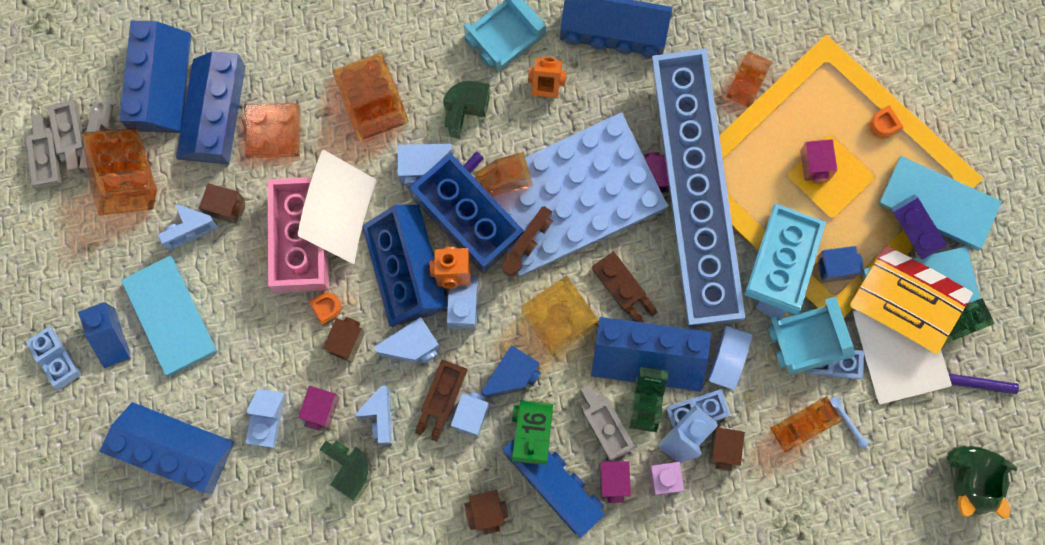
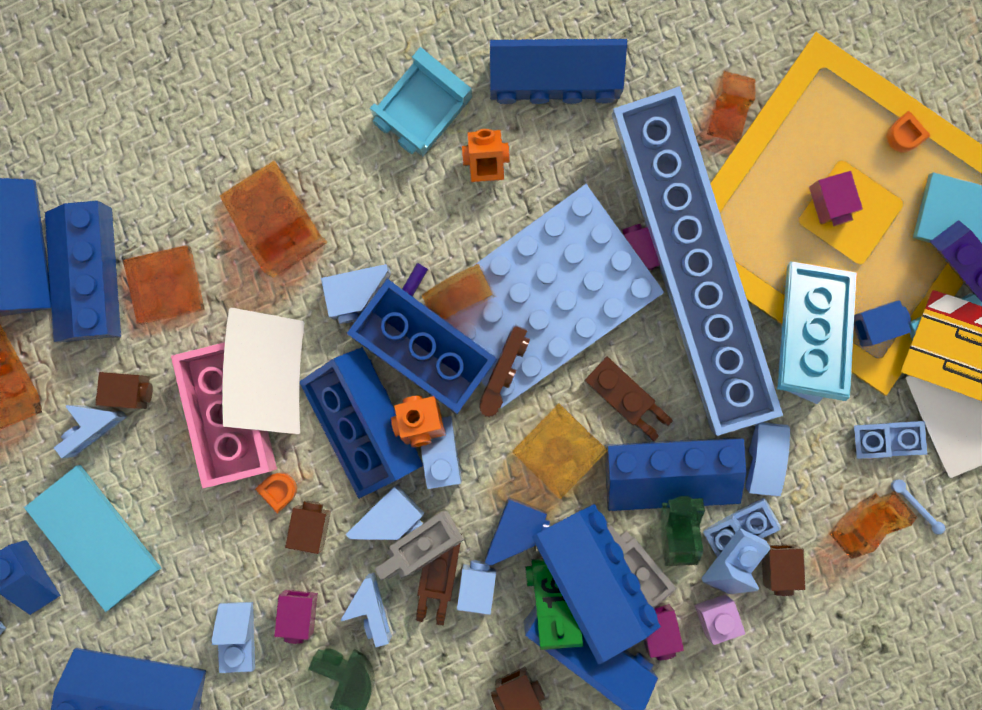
camera: 10 degrees left, 10 degrees up
(431, 369) = (421, 547): none -> light grey hinge
(463, 99) = (388, 200): clear green brick -> none
(569, 422) = (597, 583): none -> blue slope
(812, 338) = (865, 422): medium azure panel -> none

